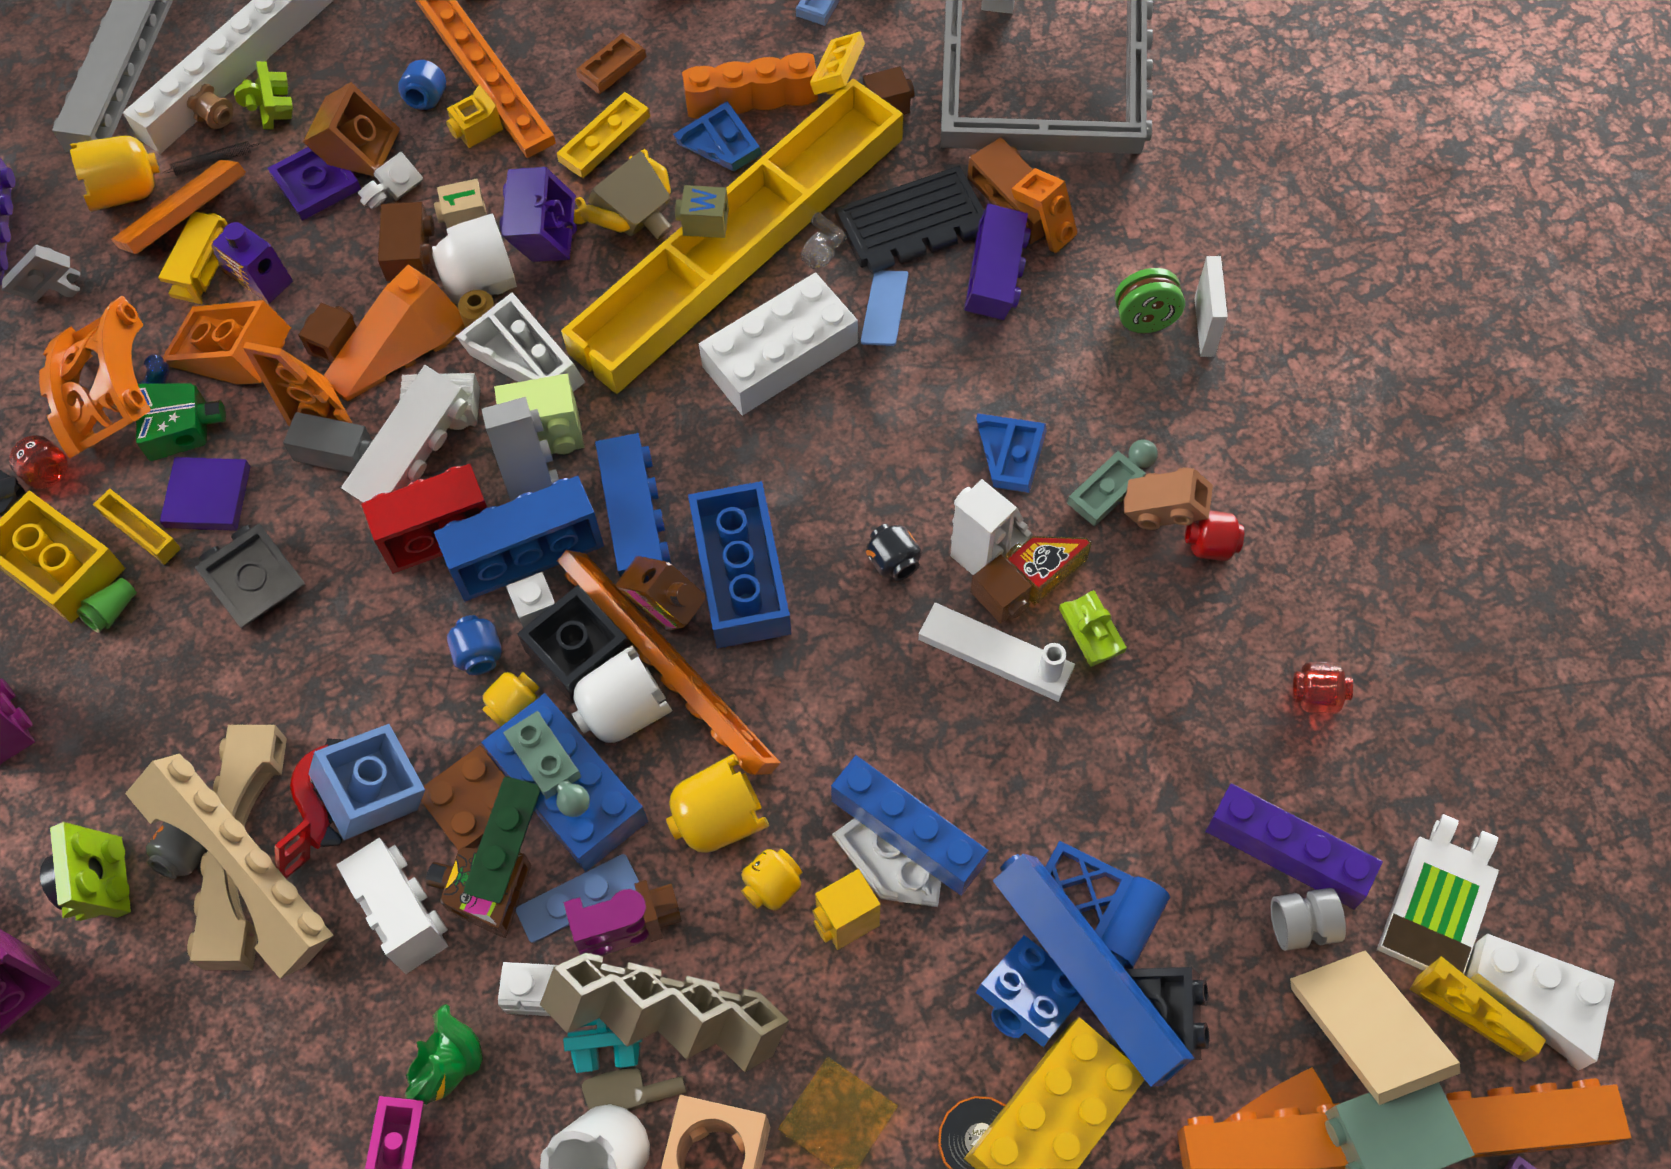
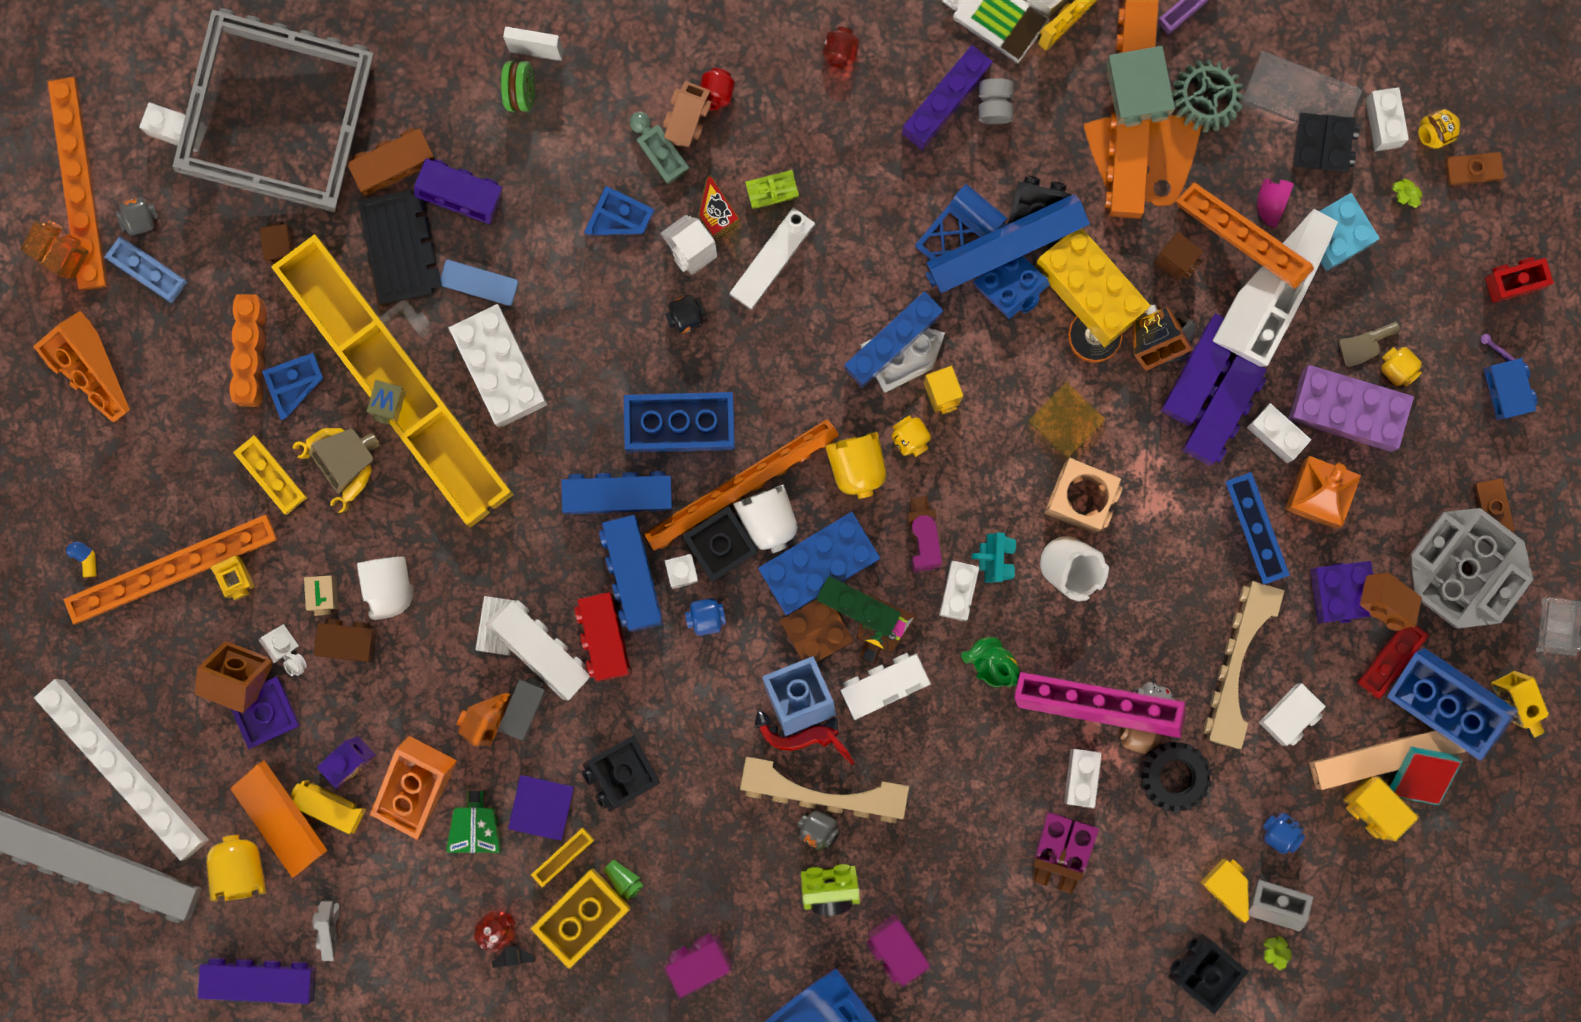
camera: 80 degrees left, 20 degrees up
(115, 380) = (419, 863): orange fence -> none
(157, 370) = (437, 847): arm -> none
(194, 166) = (227, 794): black piece -> none
(209, 107) = (178, 792): medium nougat brick -> none
(261, 95) = (174, 750): lime hips -> none
(284, 923) = (797, 817): tan arch -> none
(327, 331) = (420, 706): reddish brown brick -> none
(398, 328) = (427, 650): orange wedge -> none
(422, 85) = (190, 616): blue head -> none
(474, 305) = (437, 588): pearl gold brick -> none
(509, 696) = (752, 594): yellow head -> none
(517, 344) = (469, 557): white wedge -> none
(517, 447) = (573, 563): light grey brick -> none
(538, 214) = (354, 532): dark purple brick -> none
(547, 912) = (896, 566): medium blue piece -> none
(548, 764) = (815, 568): sand green plate -> none
(555, 406) = (535, 550): yellowish green brick -> none
(611, 63) = (197, 460): dark orange plate -> none
(627, 1089) = (1027, 552): dark tan piece -> none
(666, 596) = (705, 470): reddish brown torso -> none
(686, 1013) = (992, 503): dark tan brick -> none
(837, 64) = (245, 276): yellow plate -> none
(1001, 589) = (733, 244): reddish brown brick -> none
(1052, 200) = (417, 141): orange bracket -> none
(1374, 1027) = (1073, 81): tan tile -> none

